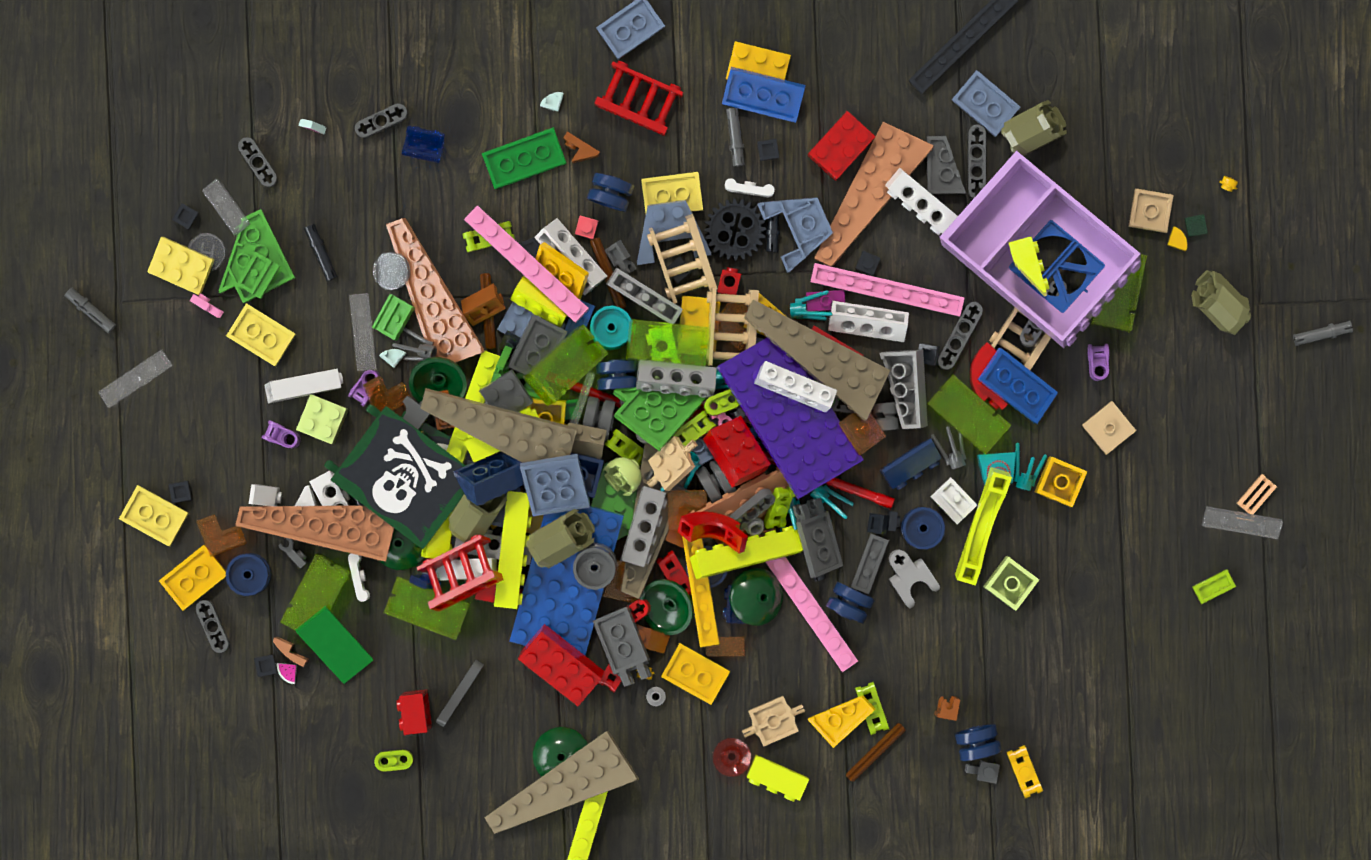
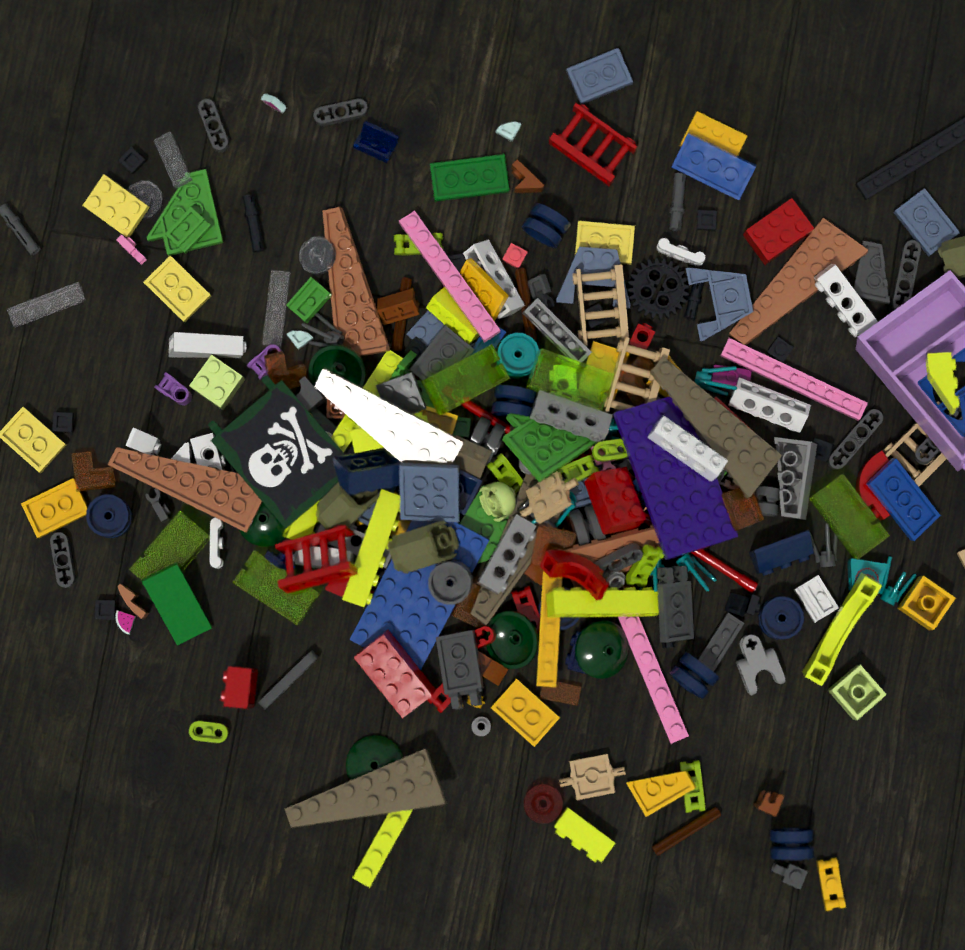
camera: 15 degrees right, 5 degrees down
(583, 397) = (475, 416): clear tile -> none

